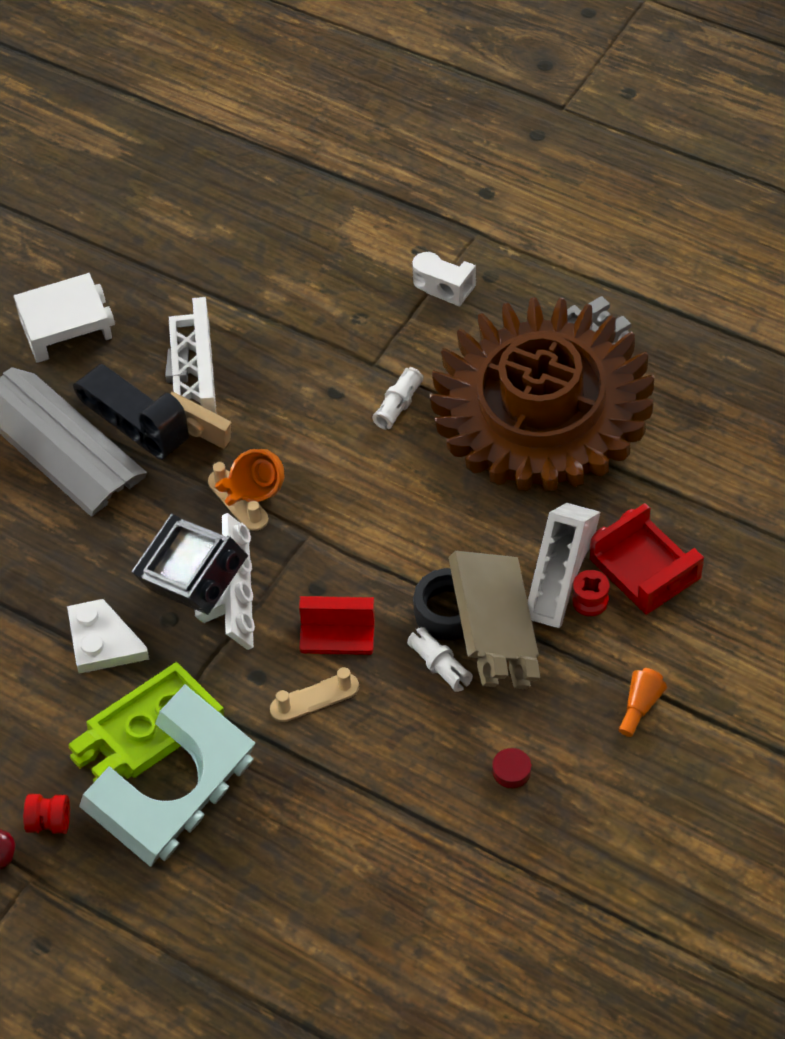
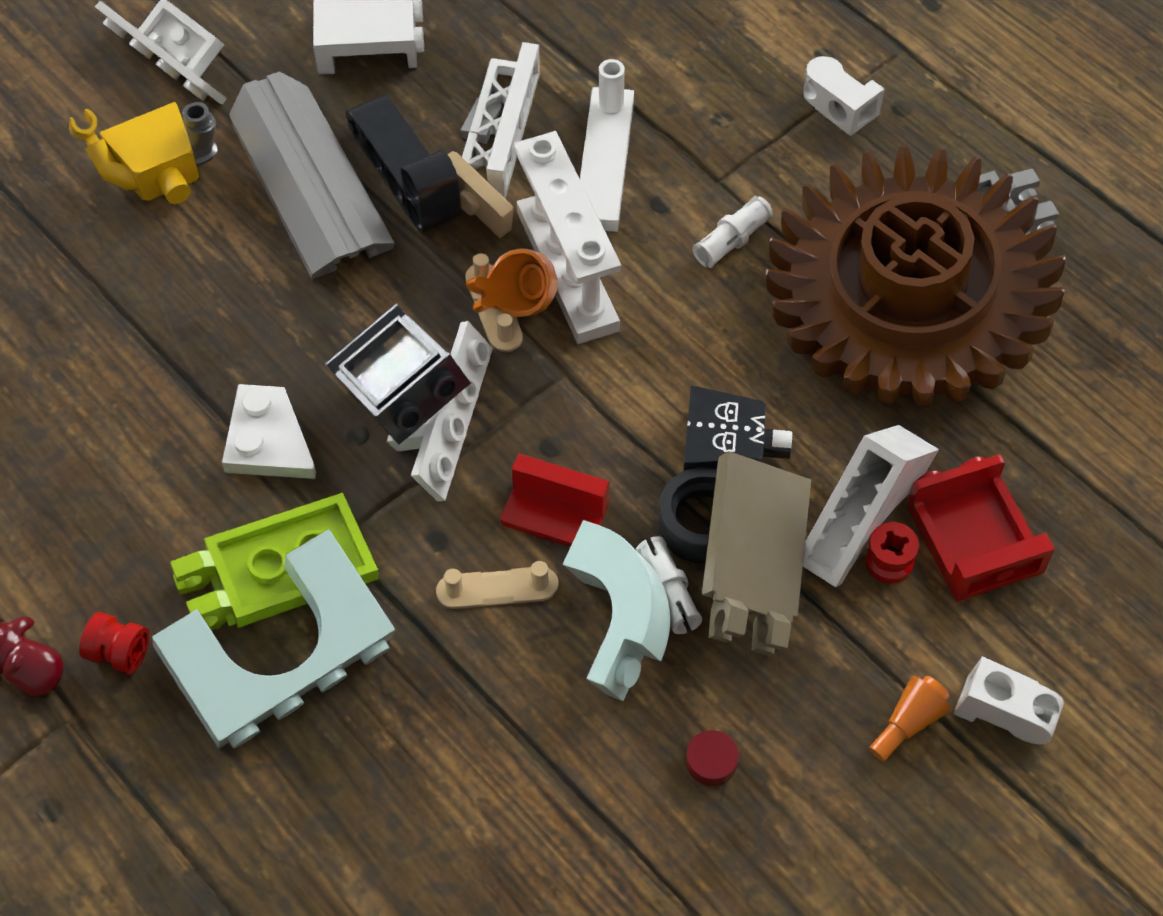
camera: 15 degrees right, 5 degrees up
(280, 425) = (570, 235): none -> white fence
(281, 363) = (607, 143): none -> white piece
(399, 655) = (638, 606): none -> light aqua arch
(440, 534) = (729, 423): none -> black torso
(705, 670) = (1010, 702): none -> white leg

